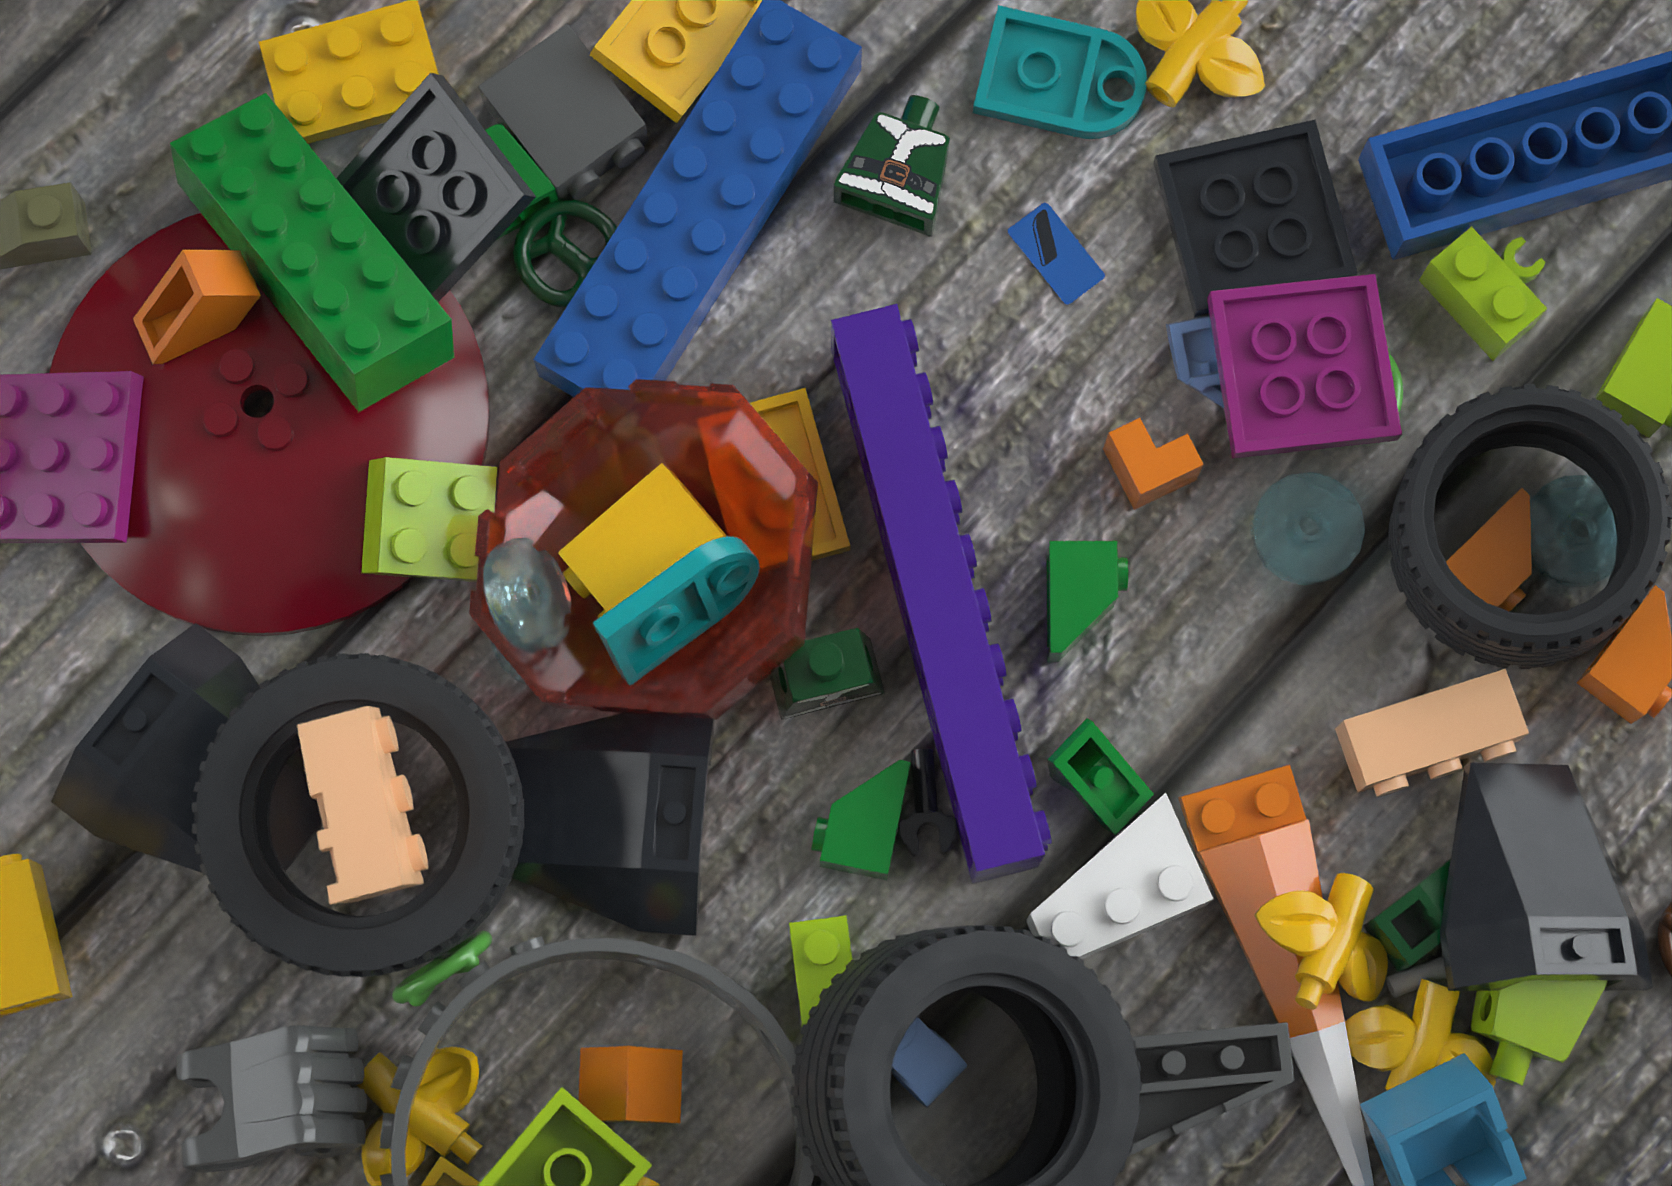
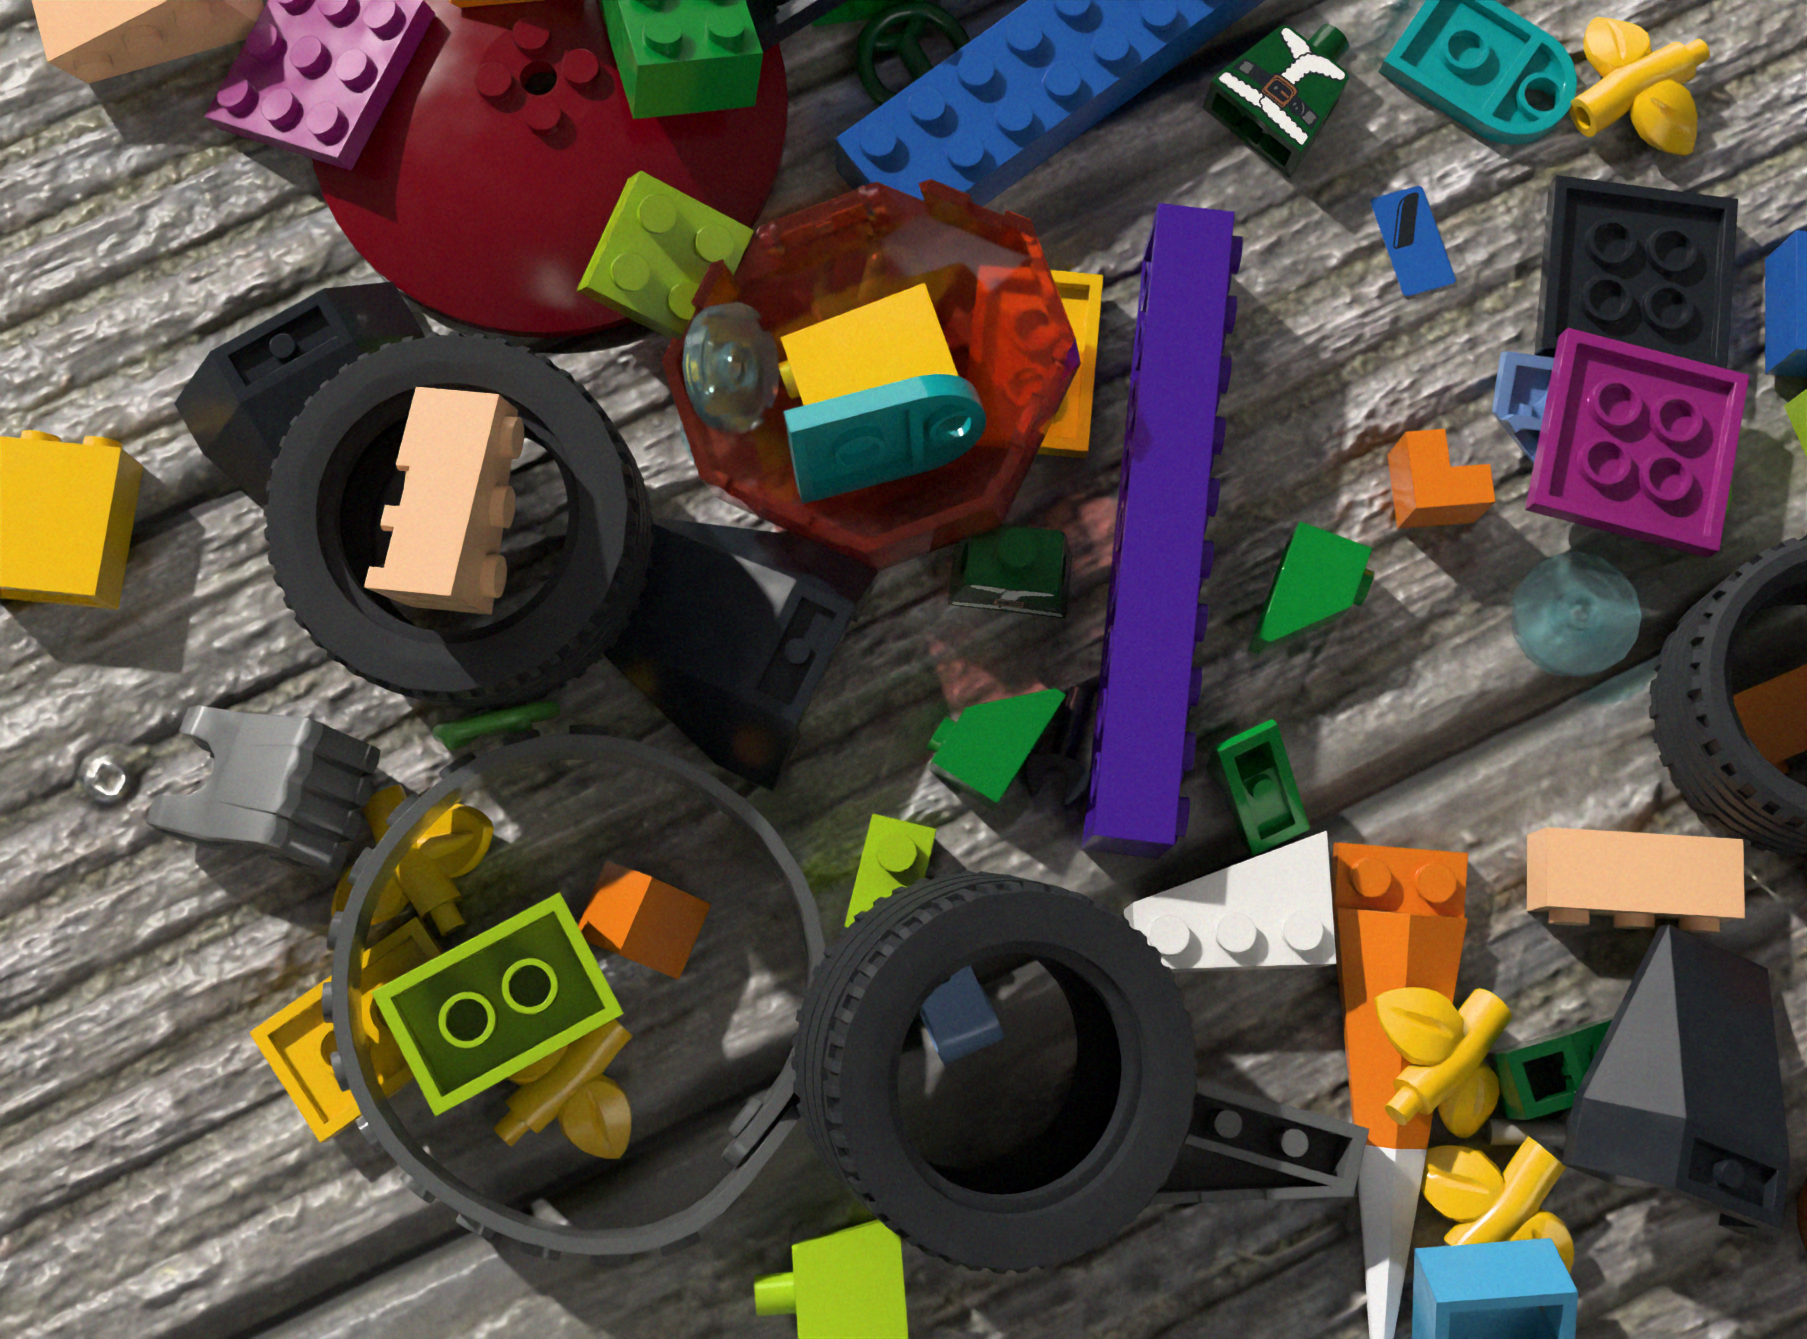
camera: 20 degrees right, 0 degrees up
(1534, 1021) = (1636, 1232): lime torso -> none

